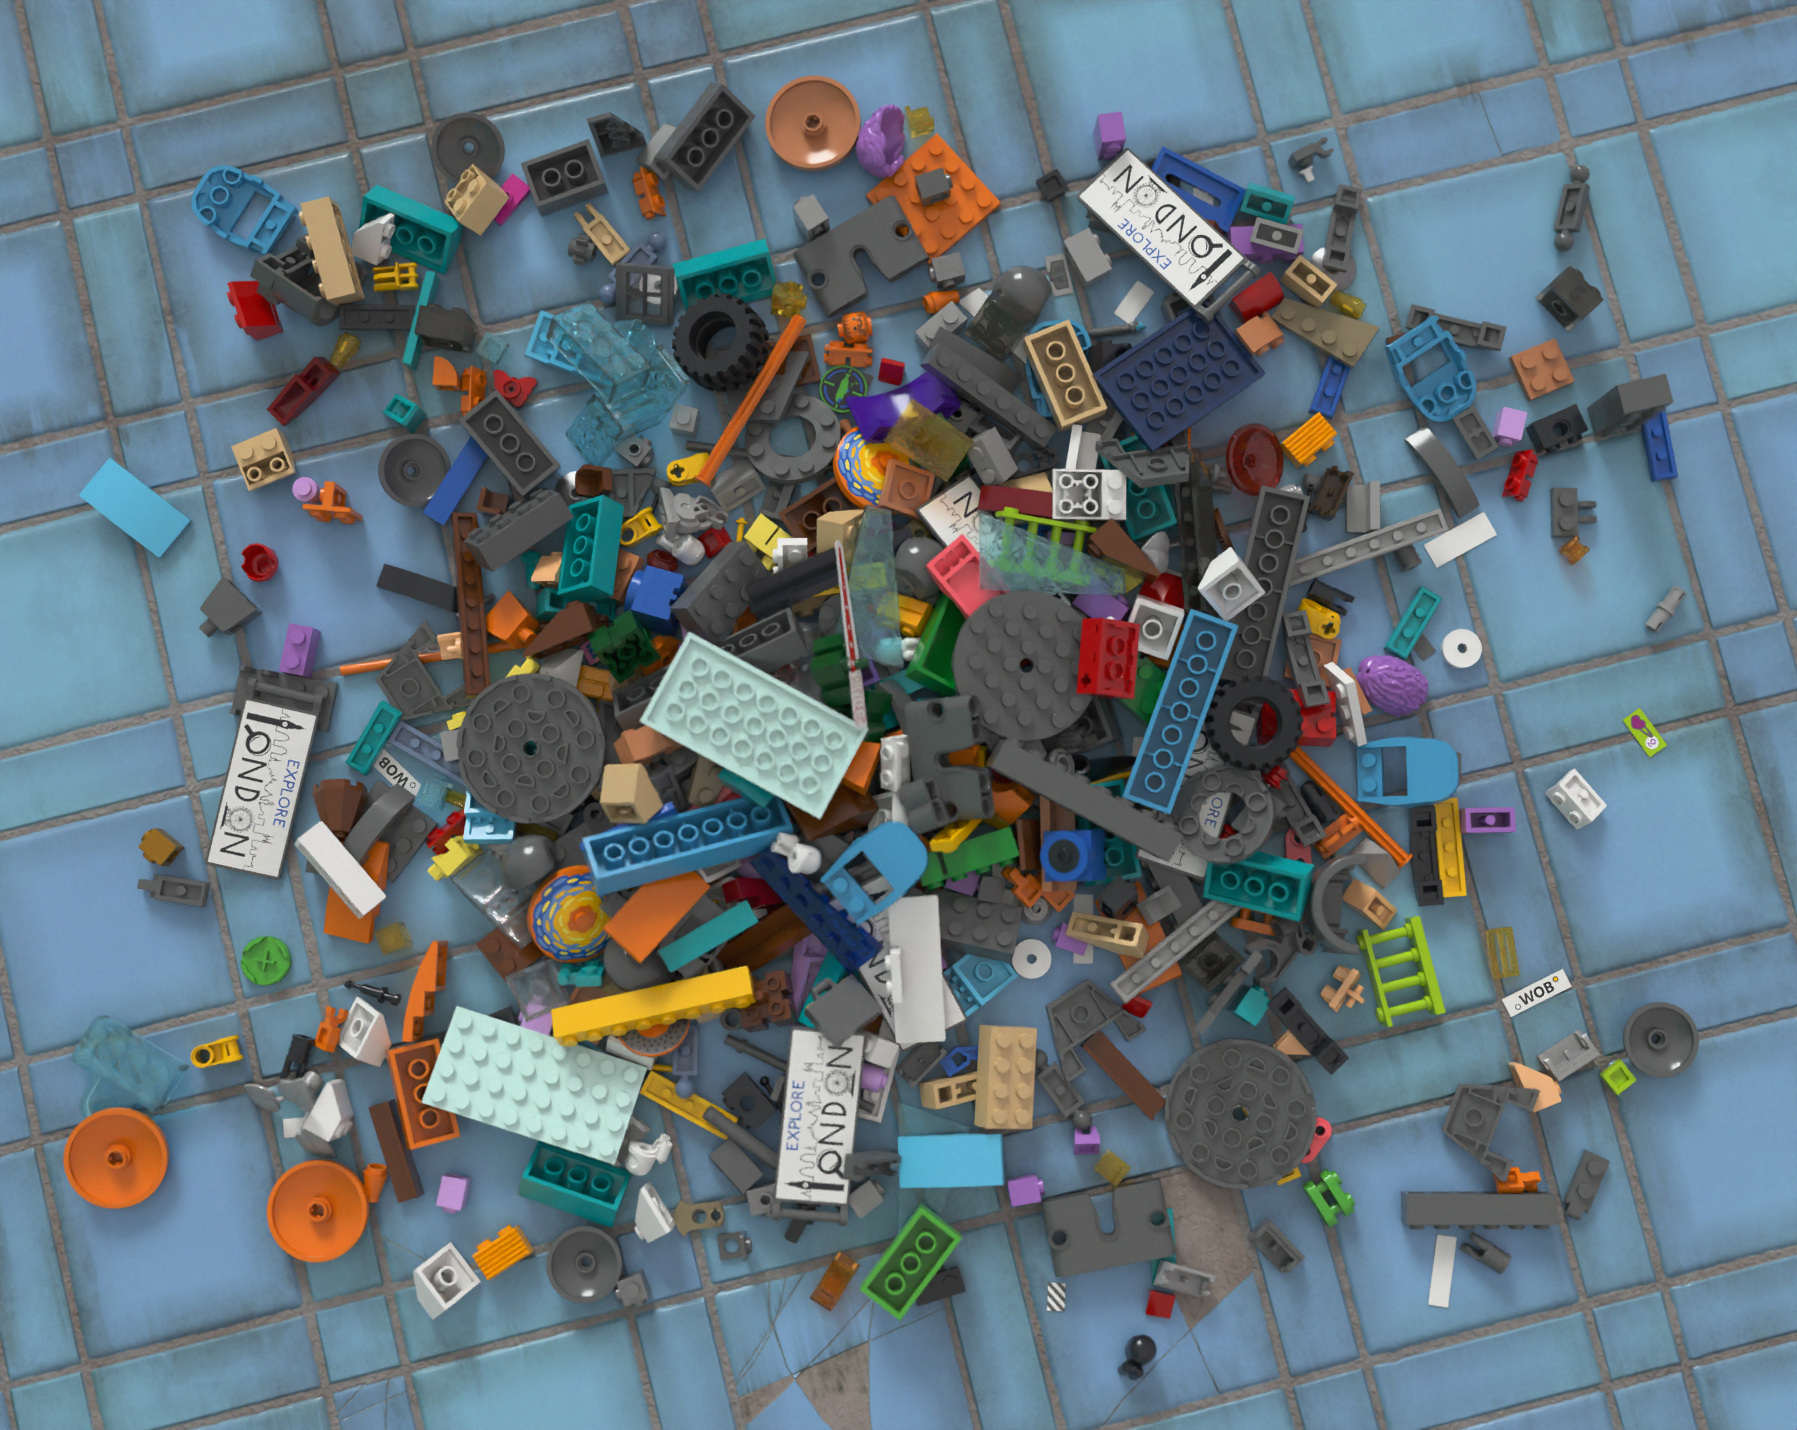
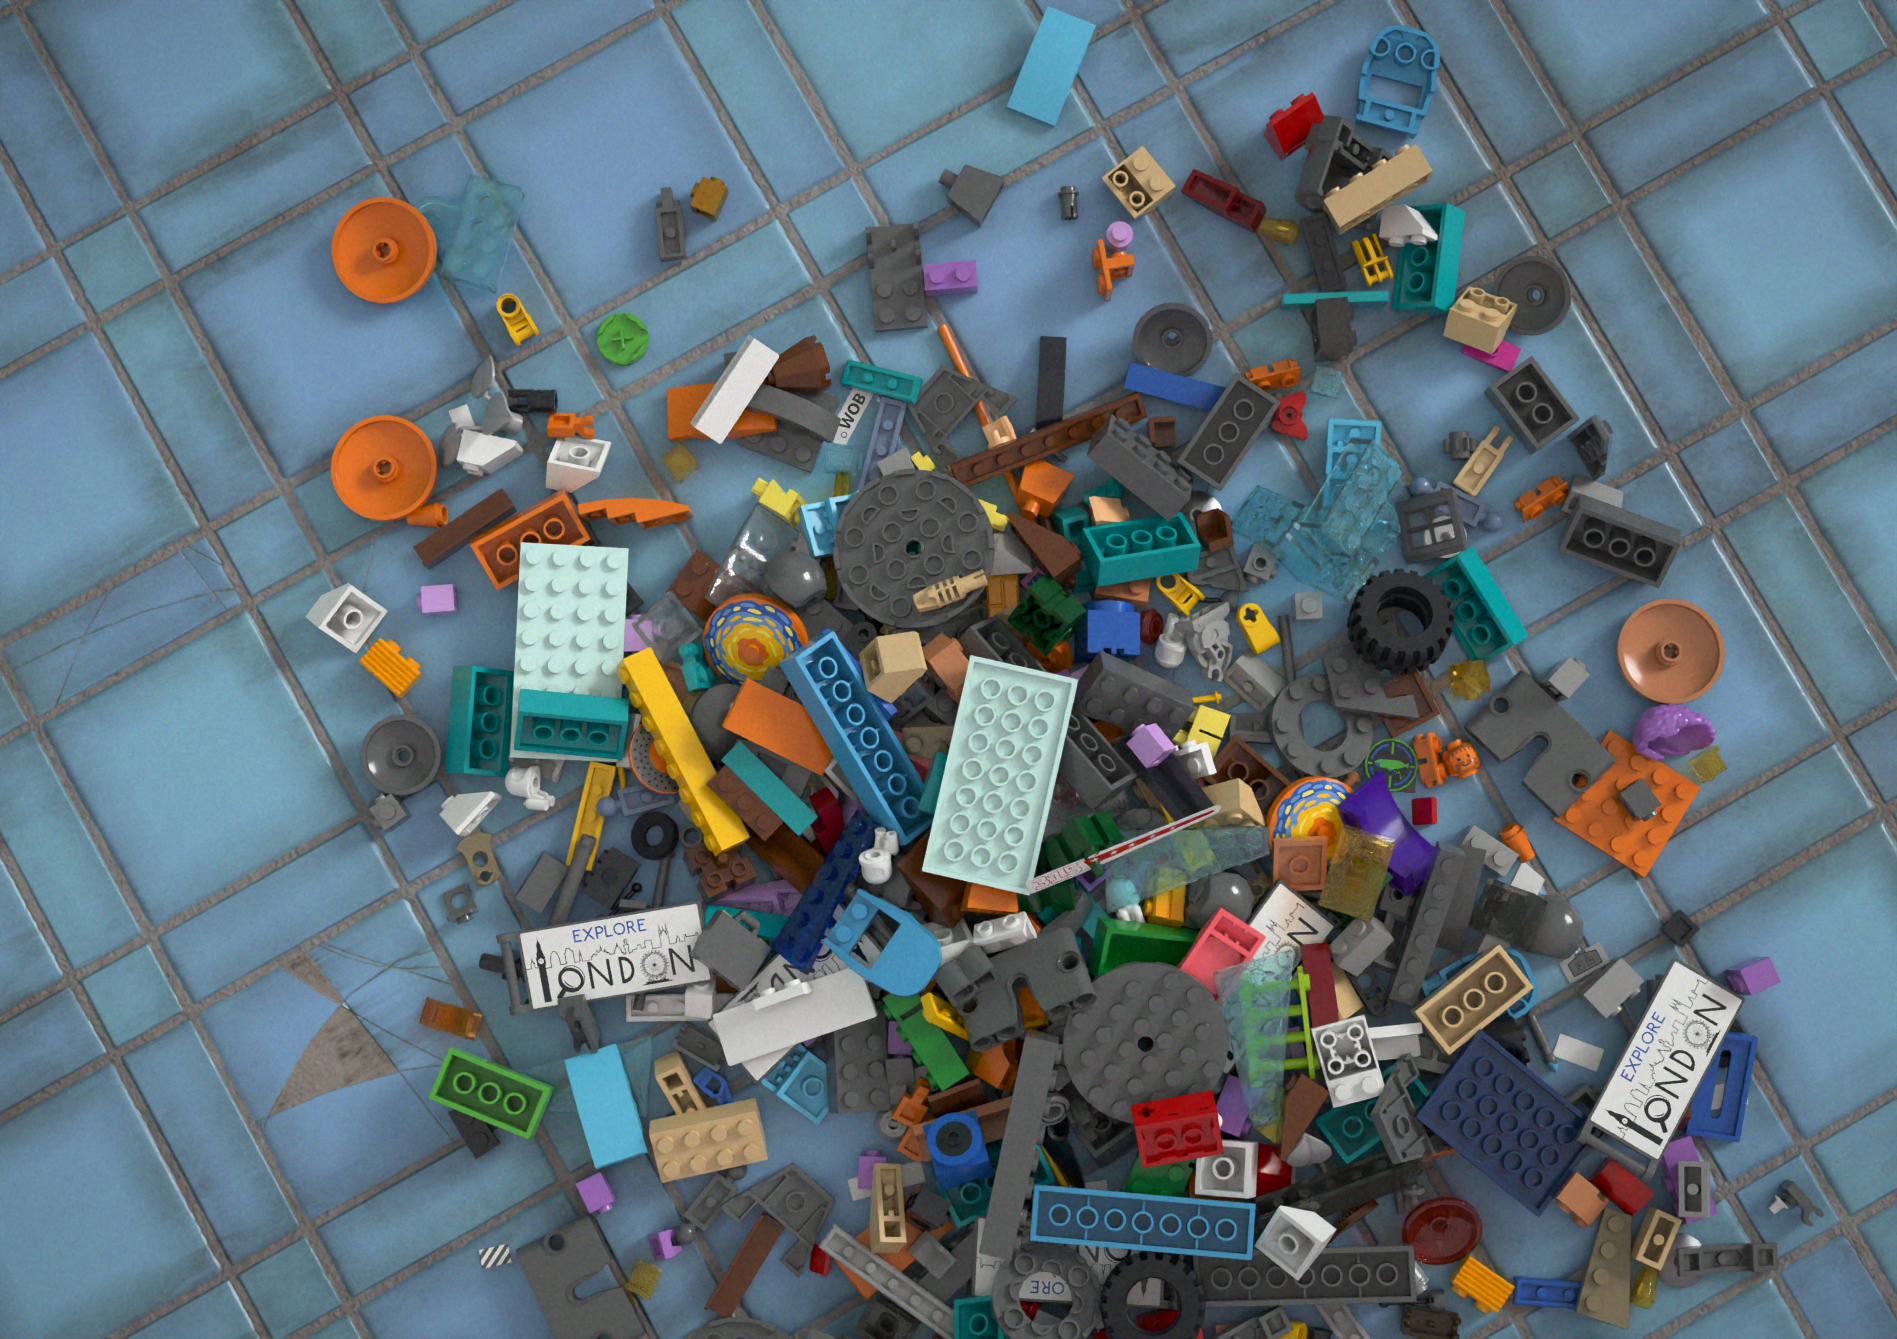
camera: 75 degrees right, 0 degrees up
(258, 526) = (1068, 202): none -> dark grey pin
(259, 562) = (1030, 210): red hair -> none
(263, 782) = (804, 283): white flag -> none
(380, 994) = (620, 460): black piece -> none
(405, 413) = (1231, 311): teal slope -> none
(439, 837) = (798, 480): red hinge -> none
(445, 376) = (1282, 343): orange brick -> none
(577, 726) = (948, 591): none -> tan hinge
(600, 1100) = (571, 724): none -> teal slope
(714, 541) = (1188, 675): red slope -> none
(715, 962) = (744, 803): none -> reddish brown plate
(718, 1066) = (640, 830): none -> black tyre
(750, 400) = (1348, 671): orange axle -> none
(761, 1199) = (514, 919): flat silver brick -> none
(766, 587) = (1150, 744): none -> lavender brick
(866, 1197) = (545, 1028): light grey brick -> none
(873, 1078) = (670, 1001): lavender brick -> none
(947, 271) = (1551, 840): flat silver brick -> none
(1042, 955) = (831, 1143): white piece -> none
(1267, 203) = (1729, 1169): teal brick -> none

